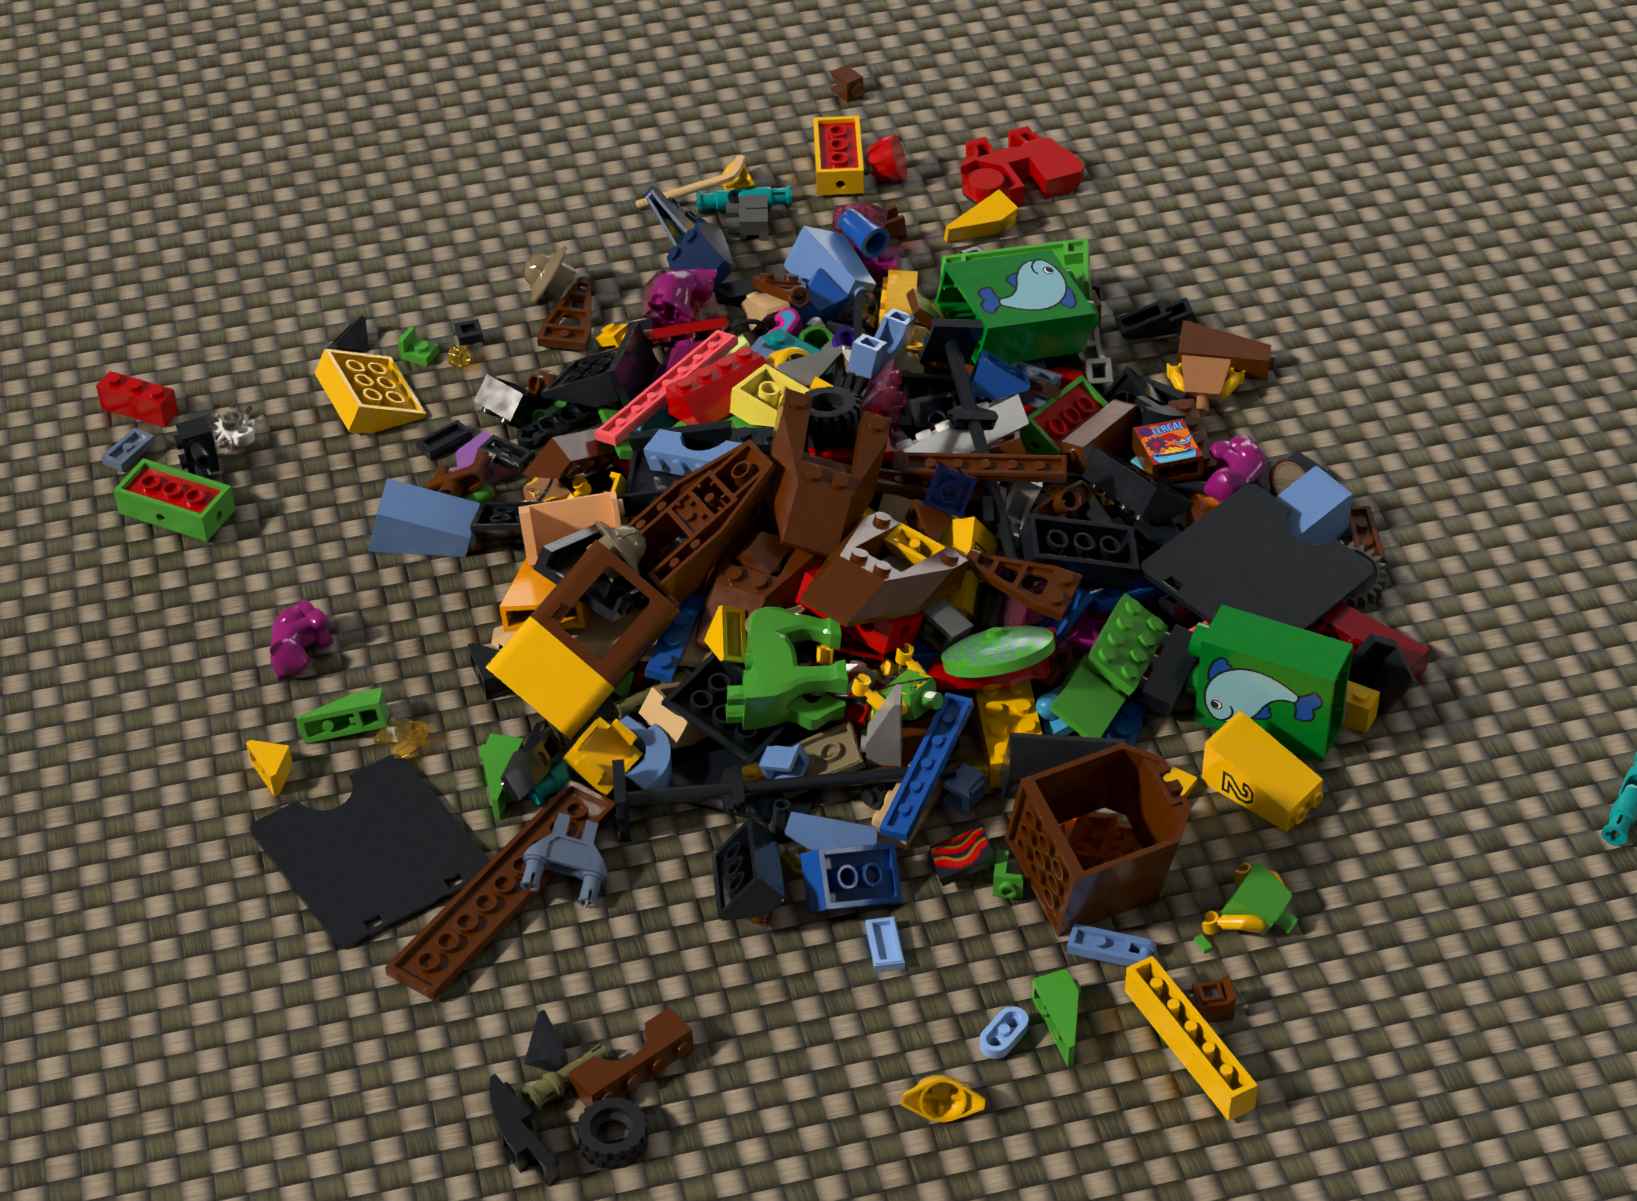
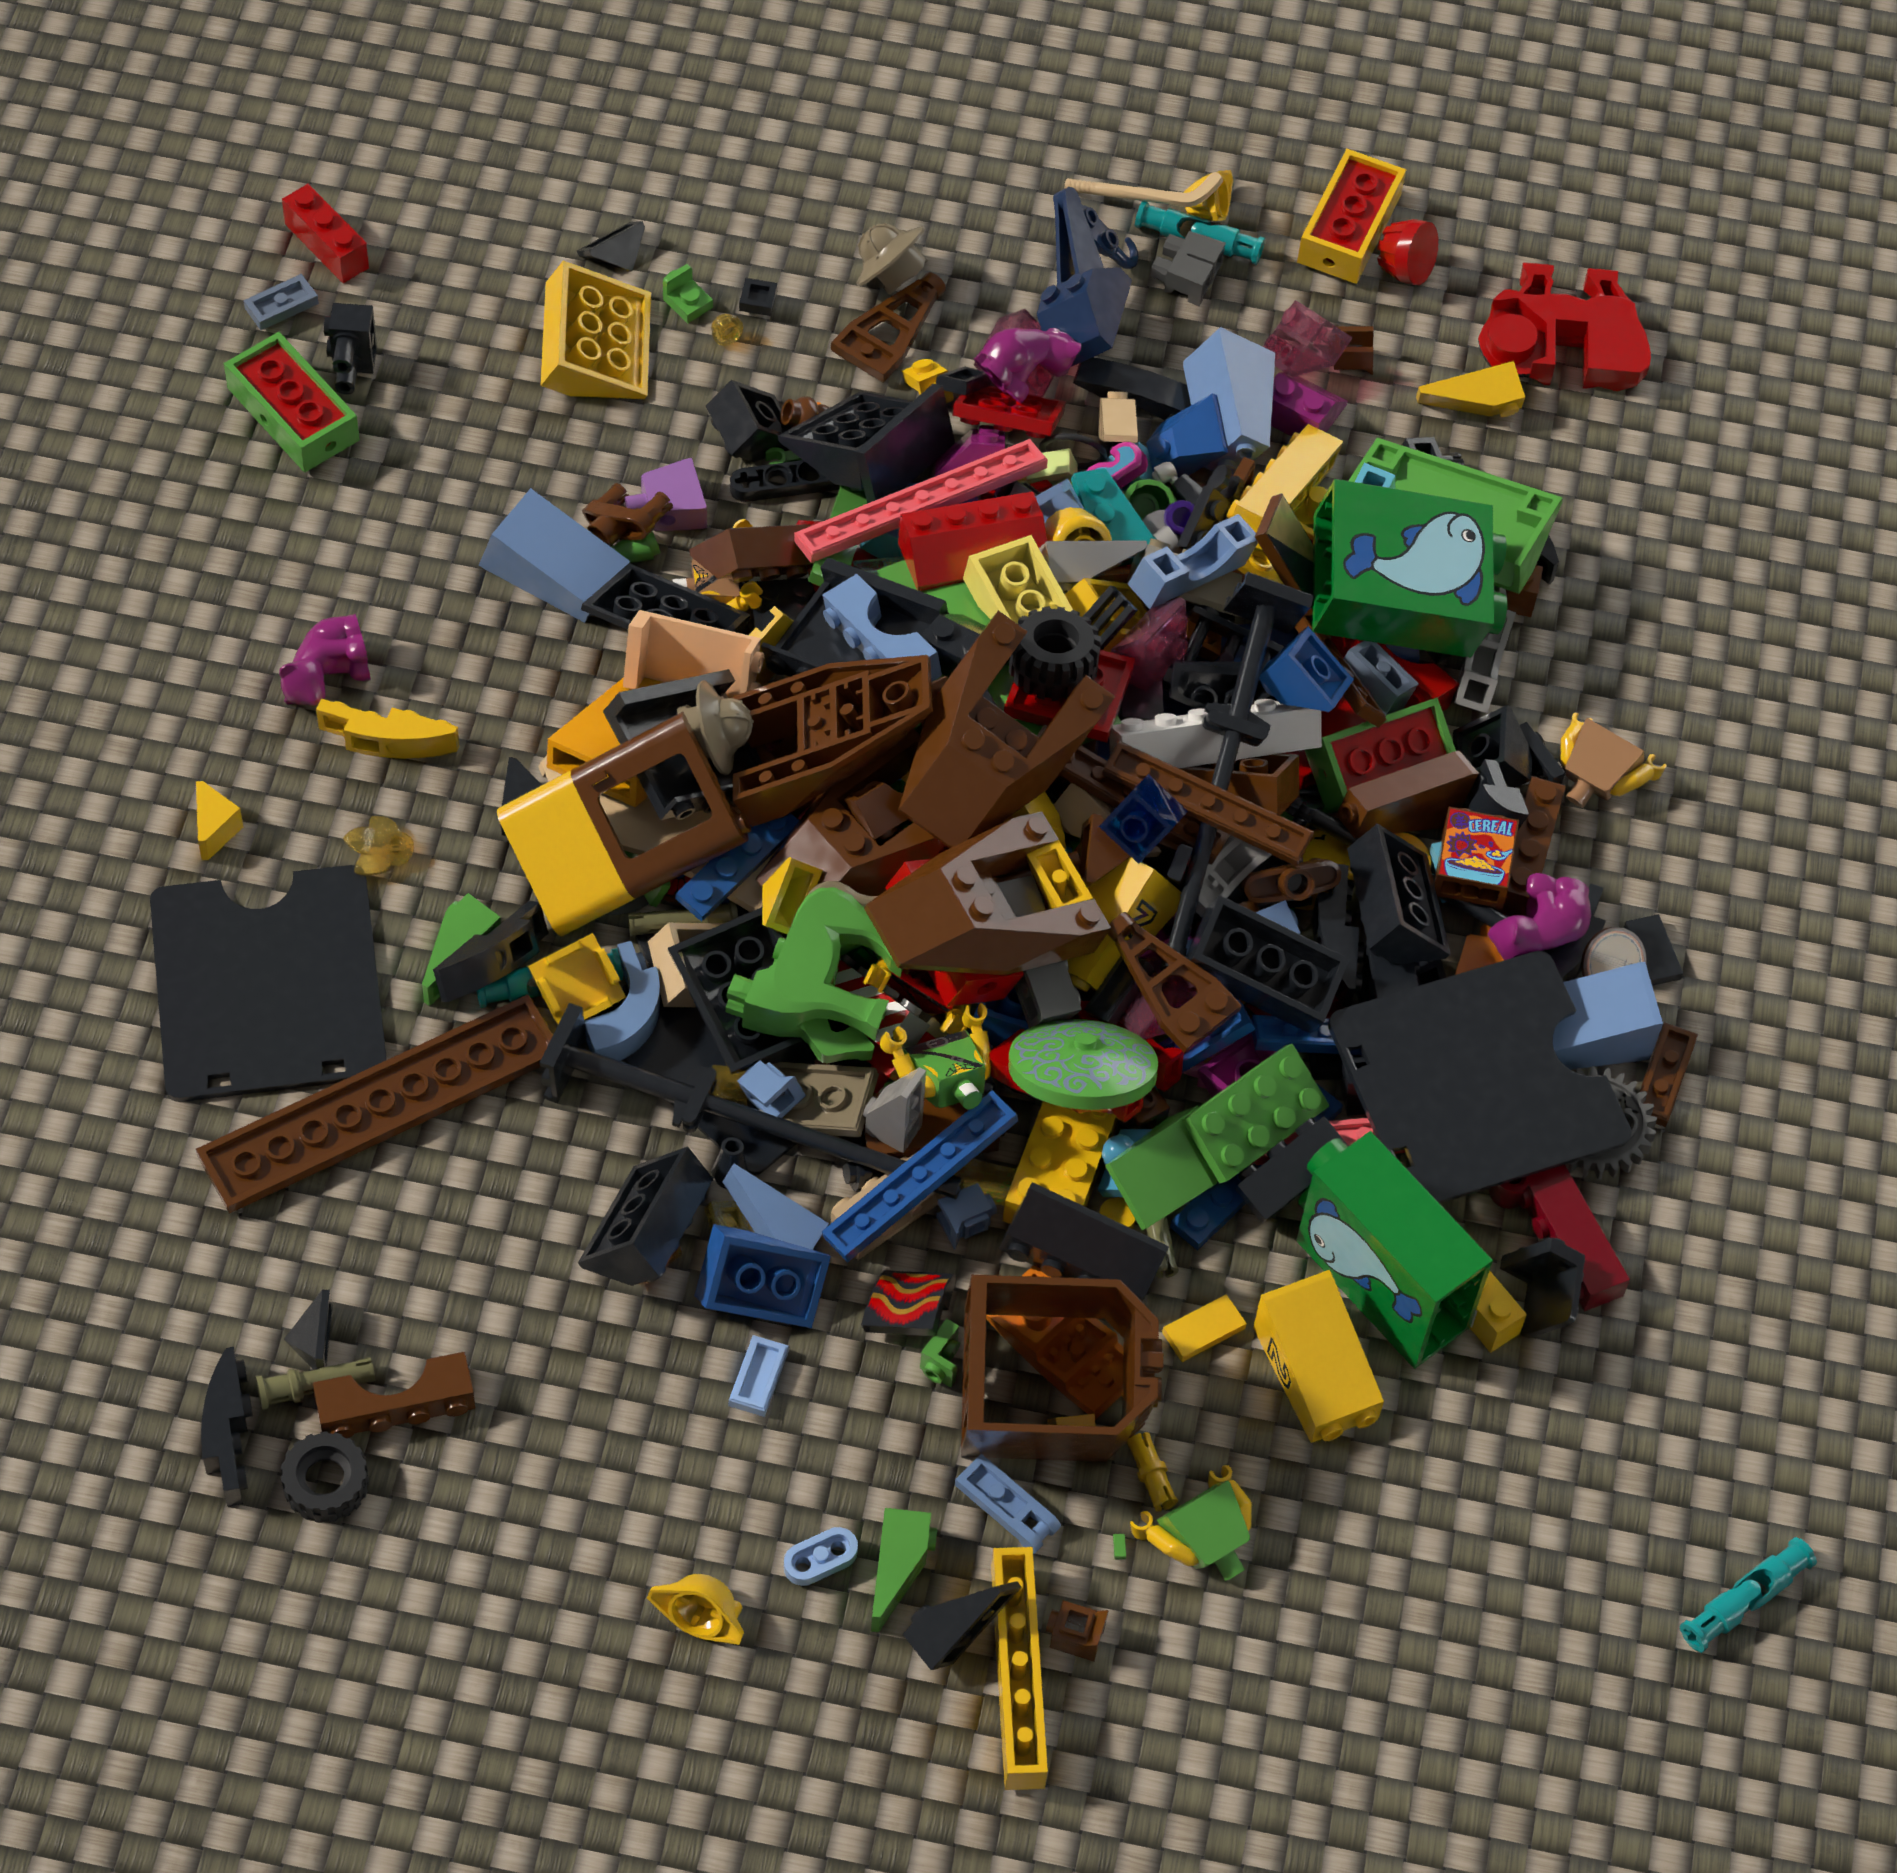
camera: 20 degrees right, 15 degrees up
(233, 428) = (410, 321): animal -> none
(345, 716) = (330, 793): bright green slope -> none
(364, 670) = (398, 736): none -> yellow slope
(444, 440) = (647, 443): black tile -> none
(504, 457) = (706, 523): black tile -> none
(568, 857) = (462, 1100): sand blue connector -> none
(789, 288) = (1149, 417): reddish brown plate -> none
(850, 83) = (1435, 101): reddish brown window -> none
(864, 233) = (1295, 364): blue plant -> none
(1127, 1029) = (948, 1629): none -> black slope
(1156, 319) = (1604, 640): black slope -> none
(1195, 888) = (1152, 1471): none -> yellow pin
(1244, 352) = (1652, 722): reddish brown slope -> none

